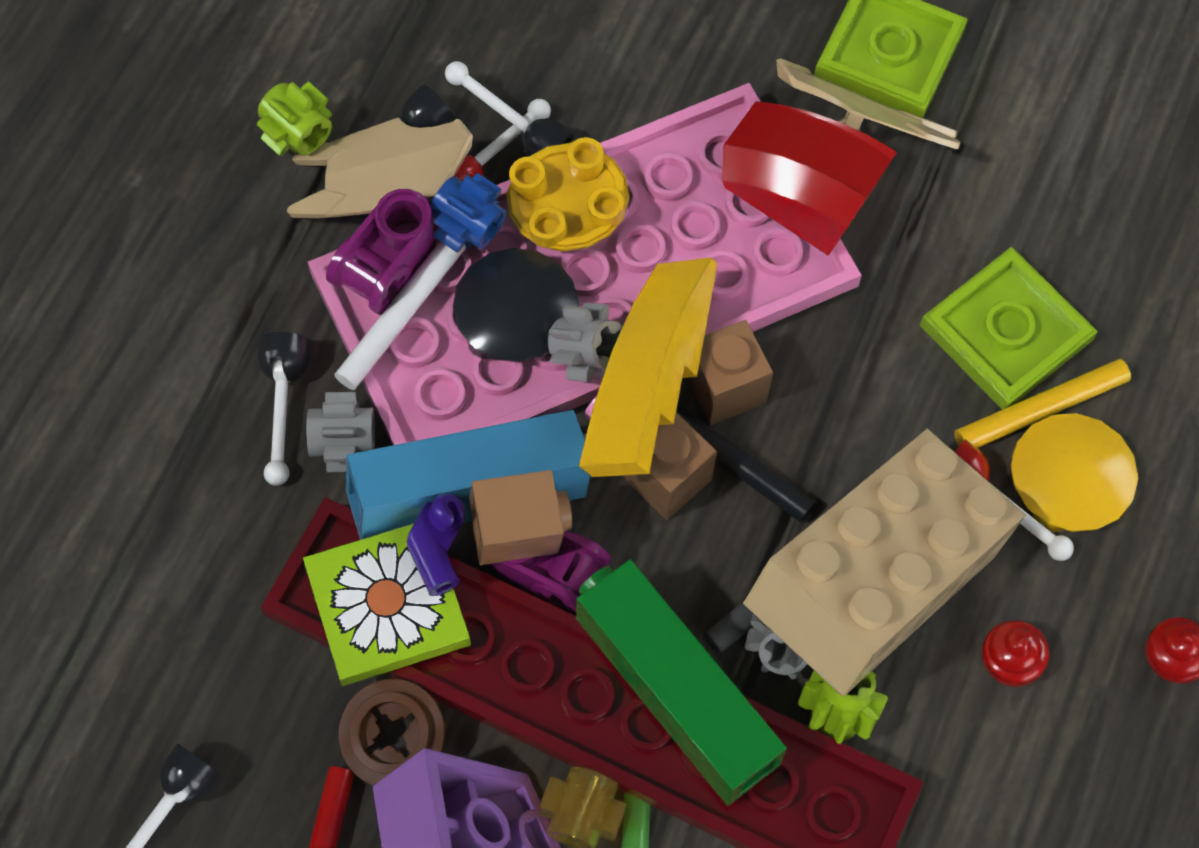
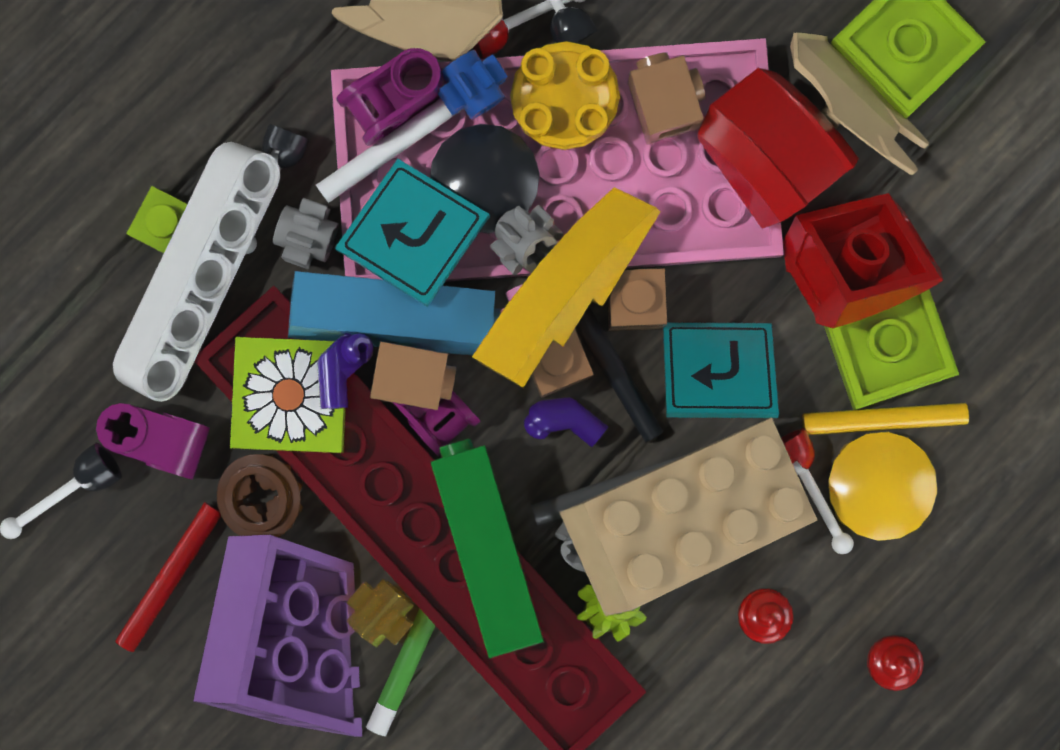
camera: 20 degrees right, 20 degrees up
(177, 484) = (157, 219): none -> lime plate
(231, 515) = (196, 271): none -> white beam
(253, 713) = (161, 440): none -> magenta piece
(460, 377) = (412, 232): none -> teal piece
(674, 160) = (666, 96): none -> medium nougat brick
(699, 522) = (560, 415): none -> dark purple arm
(848, 412) = (720, 370): none -> teal piece
(937, 252) = (858, 259): none -> red slope

